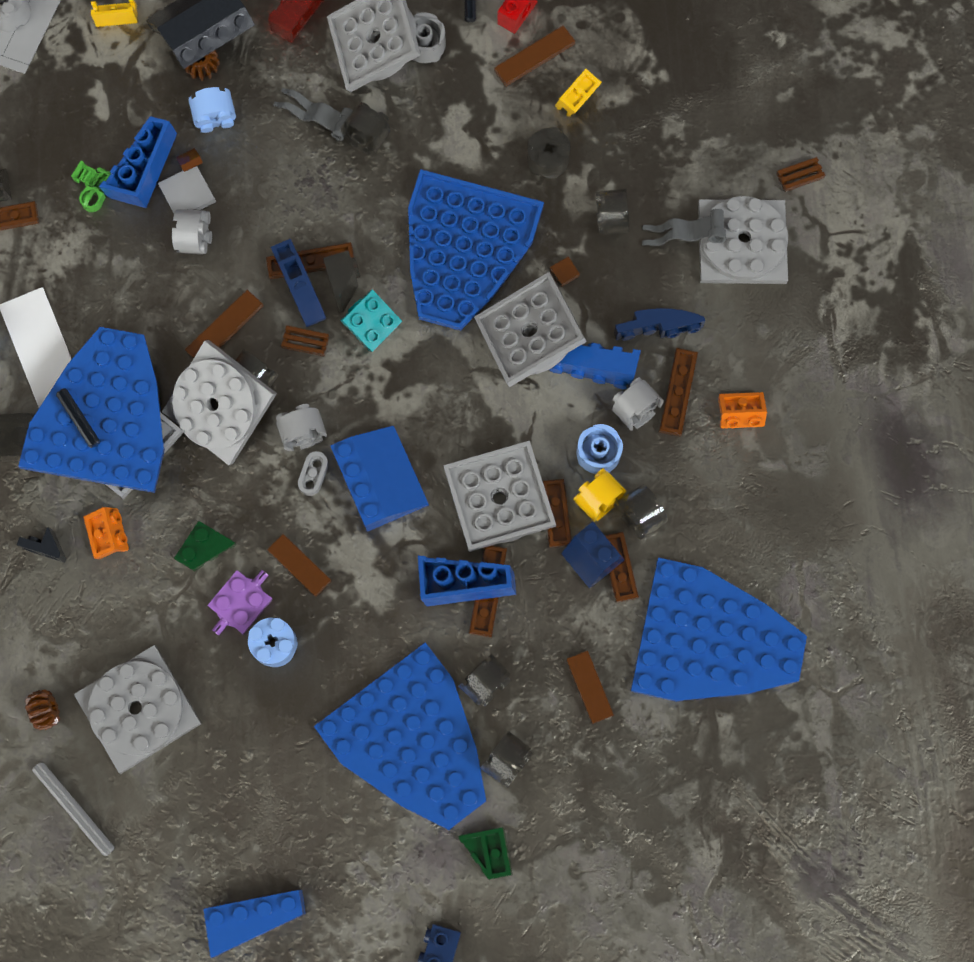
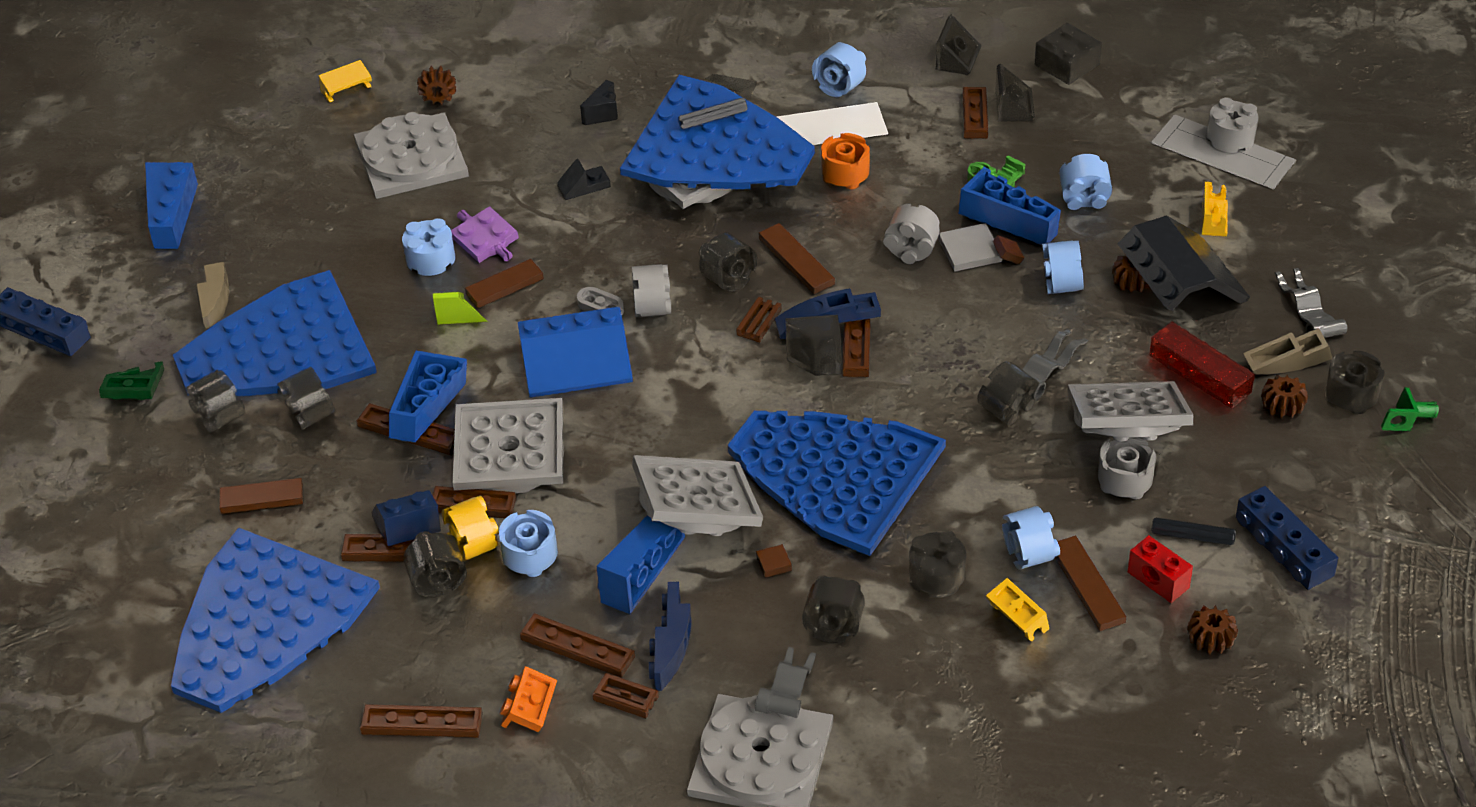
camera: 105 degrees right, 30 degrees down
(42, 809) = (343, 78): none -> yellow hinge
(73, 809) = (336, 104): light grey axle -> none
(98, 306) = (845, 160): none -> orange brick
(103, 106) = (1085, 182): none -> light blue brick
(105, 532) = (598, 149): orange bracket -> none
(153, 534) = (580, 182): none -> black slope
(202, 546) = (556, 216): dark green wing -> none
(239, 396) = (700, 225): light grey piece -> none
(337, 599) = (454, 309): none -> lime slope
(370, 821) = (213, 294): none -> dark tan slope
(371, 320) = (761, 369): teal plate -> none
(513, 90) = (1030, 537): none -> light blue brick
(636, 404) = (569, 584): light grey brick -> none
(712, 362) = (622, 698): none -> reddish brown tile
(775, 483) = (421, 720): none -> reddish brown tile

